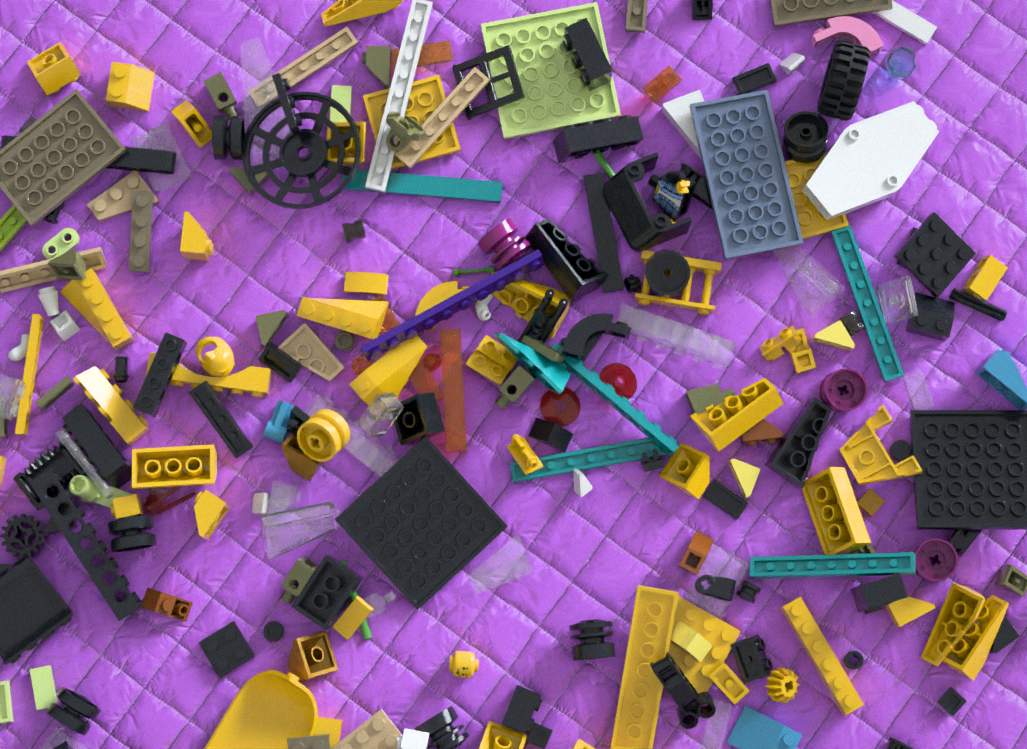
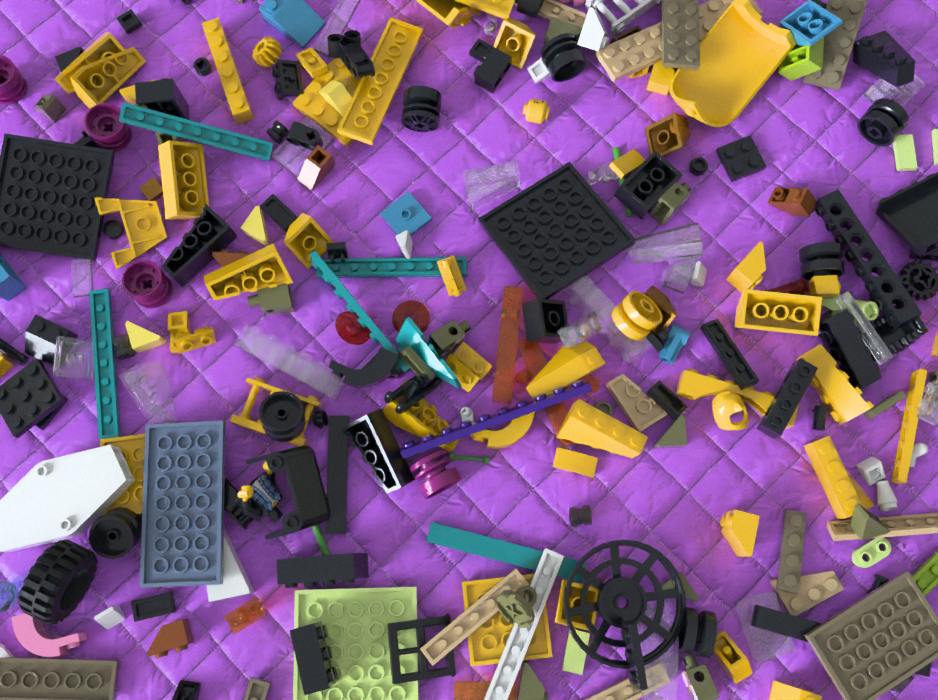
camera: 165 degrees left, 5 degrees down
(468, 719) = (539, 71): none -> white slope
(550, 434) = (425, 293): black slope -> none
(587, 518) = (406, 215): none -> dark azure plate
(727, 54) = (171, 636): none -> dark orange slope

